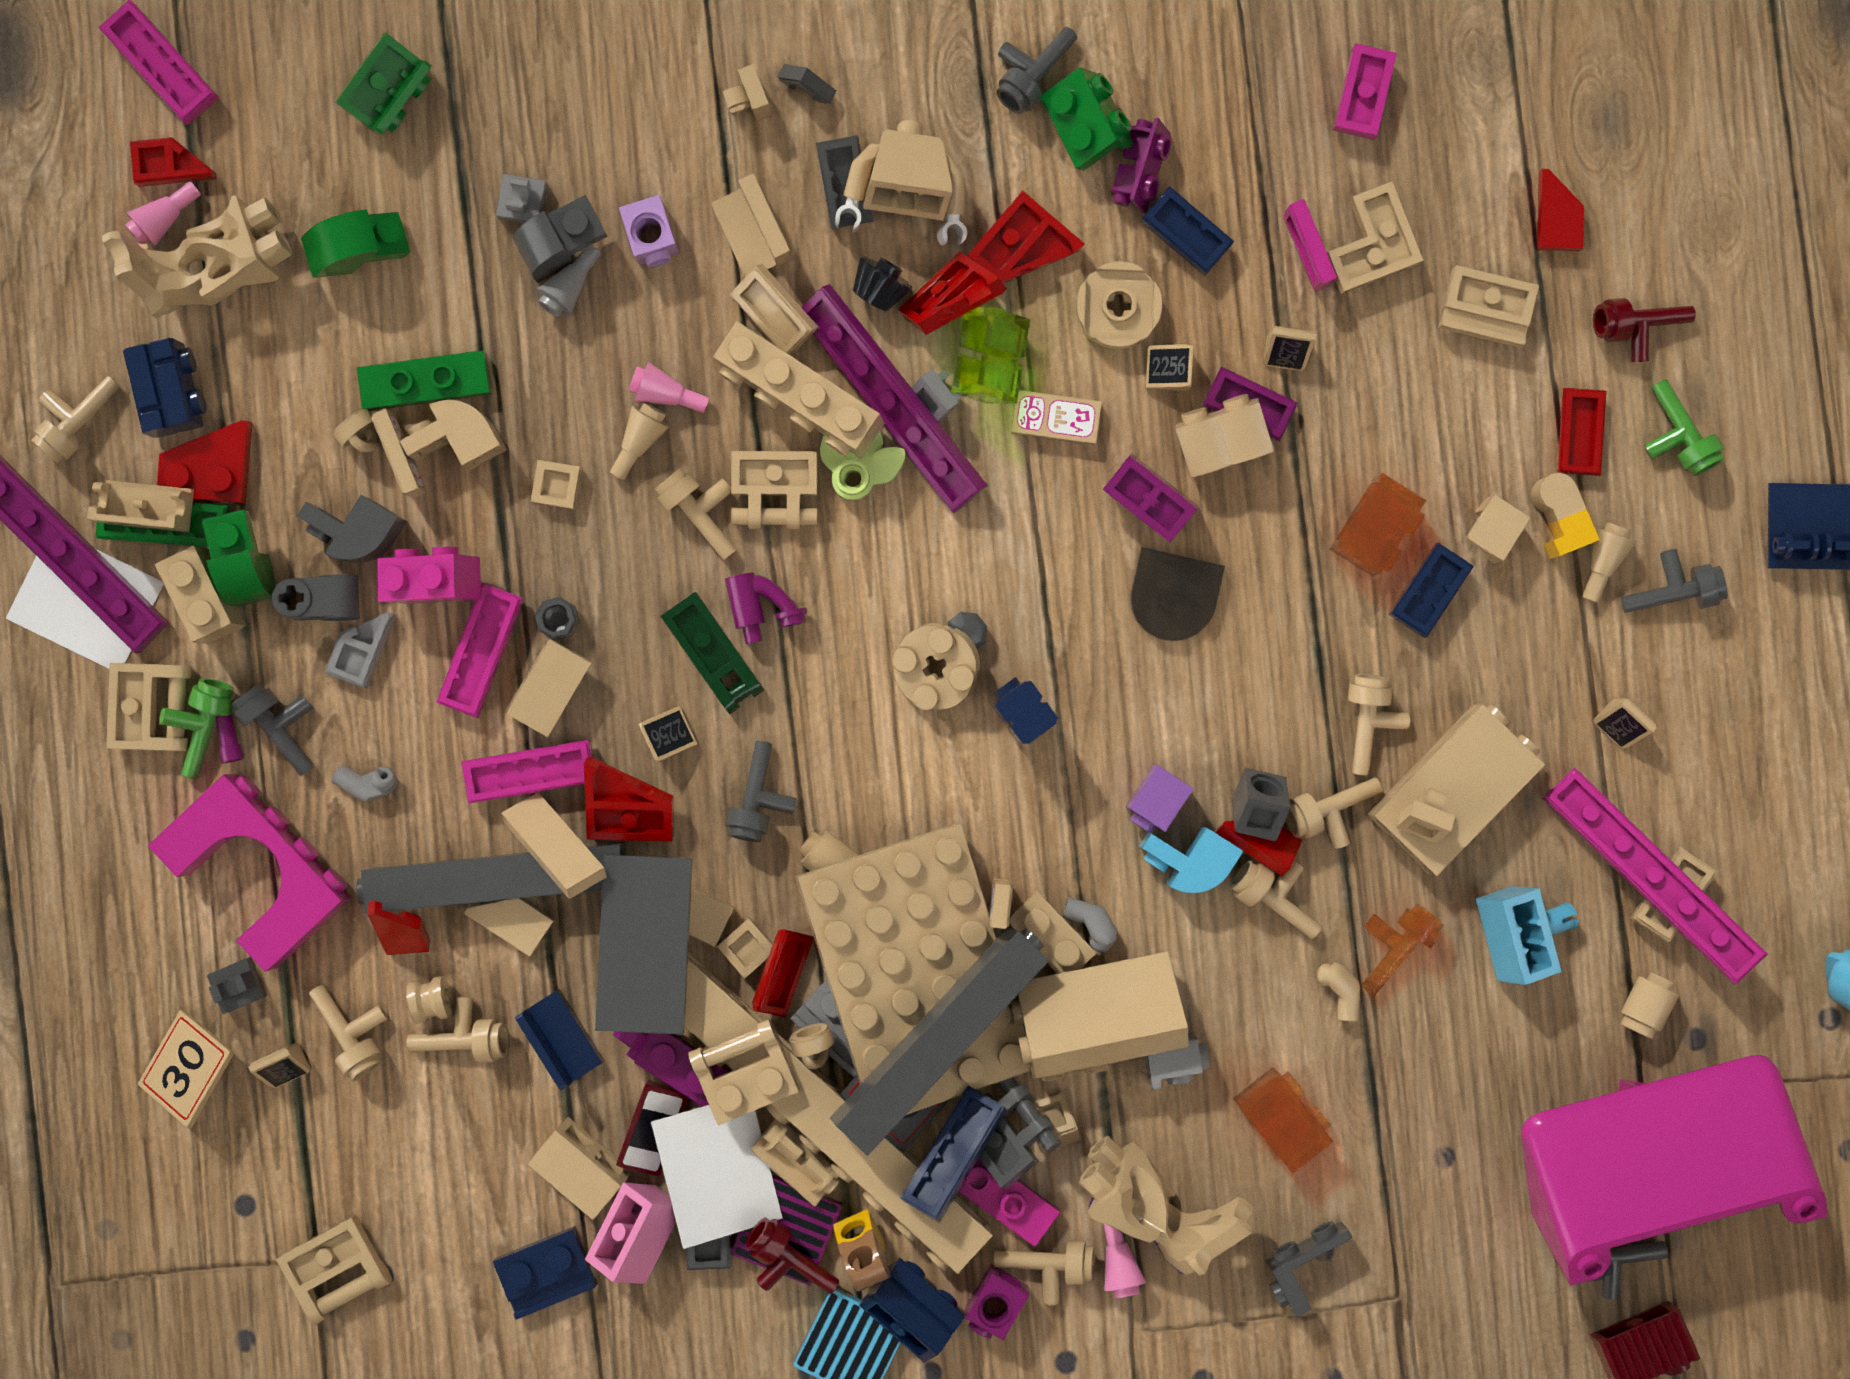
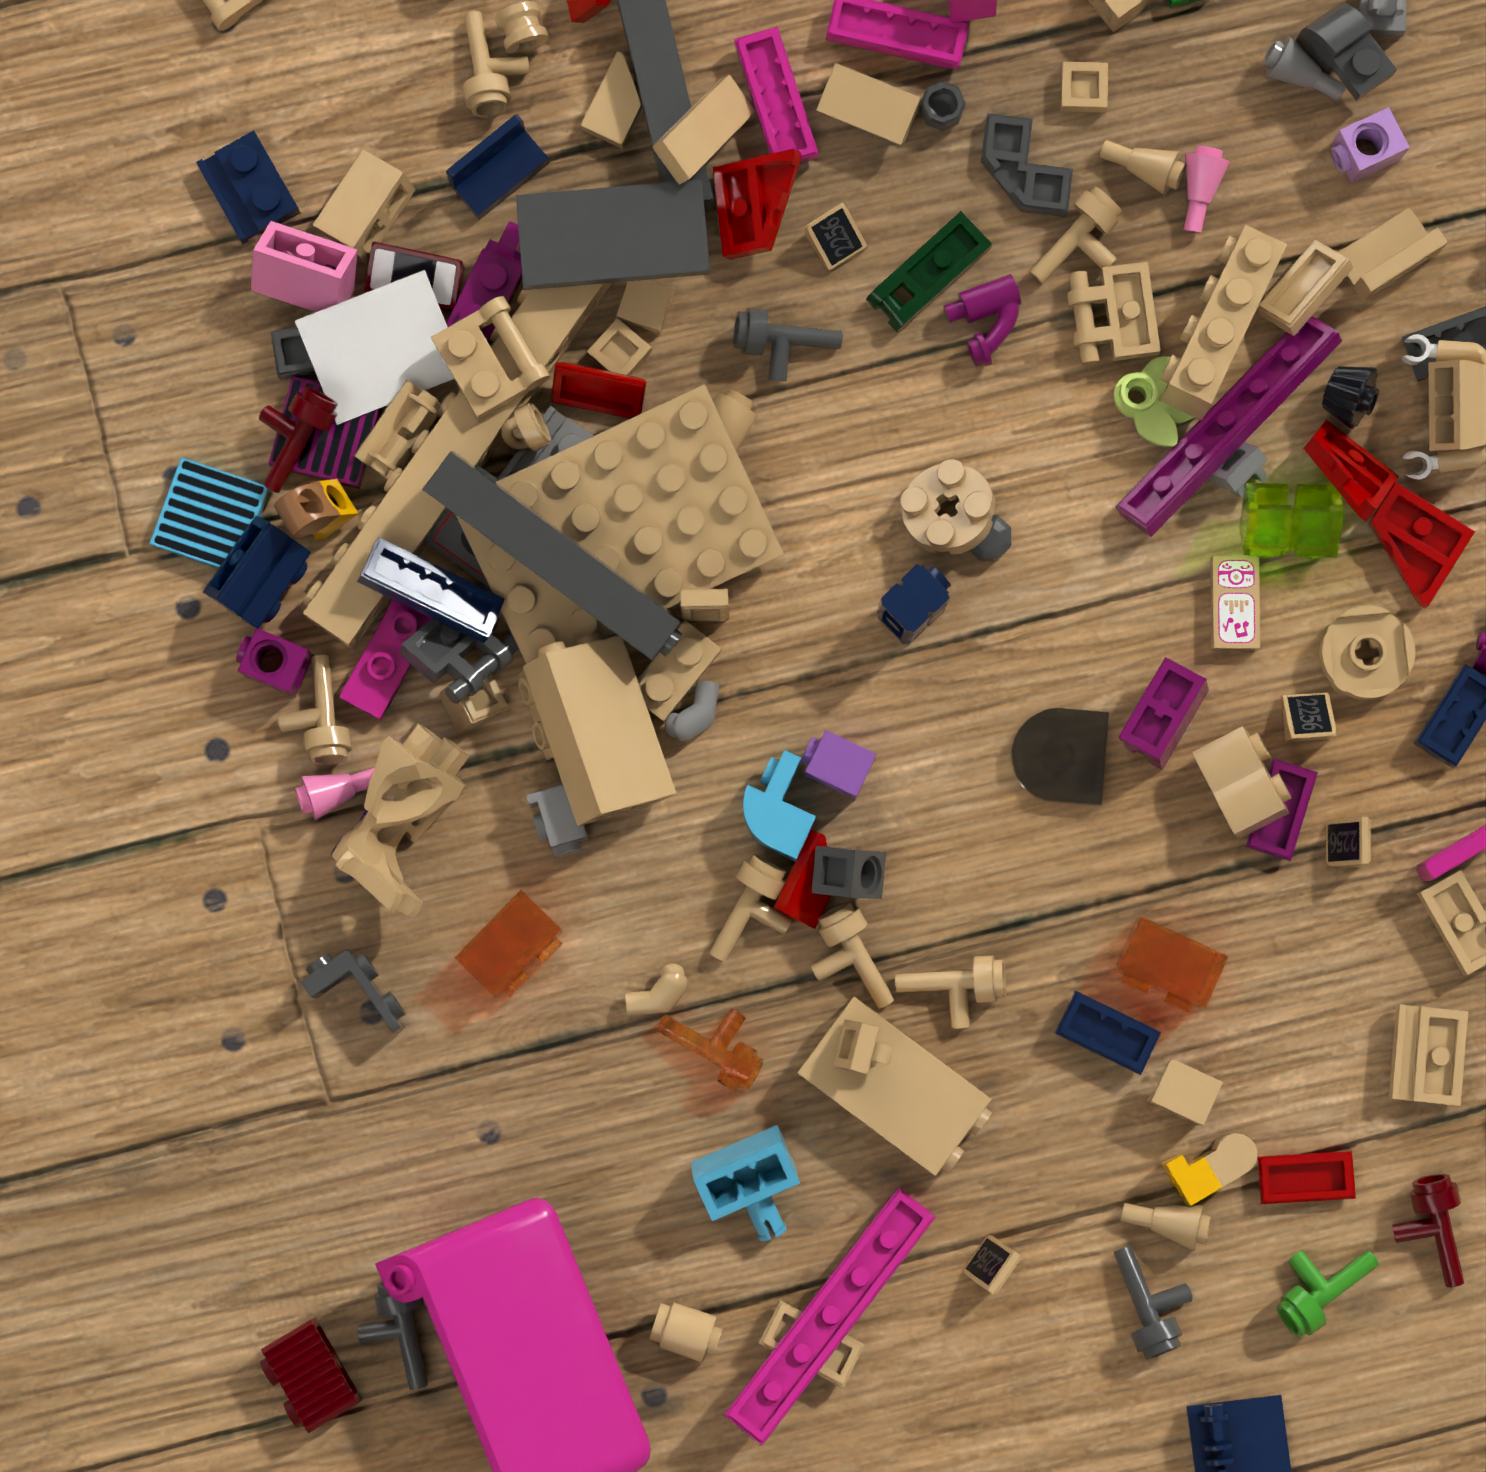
camera: 80 degrees right, 5 degrees down
(642, 548) = (1029, 186): none -> dark grey tile

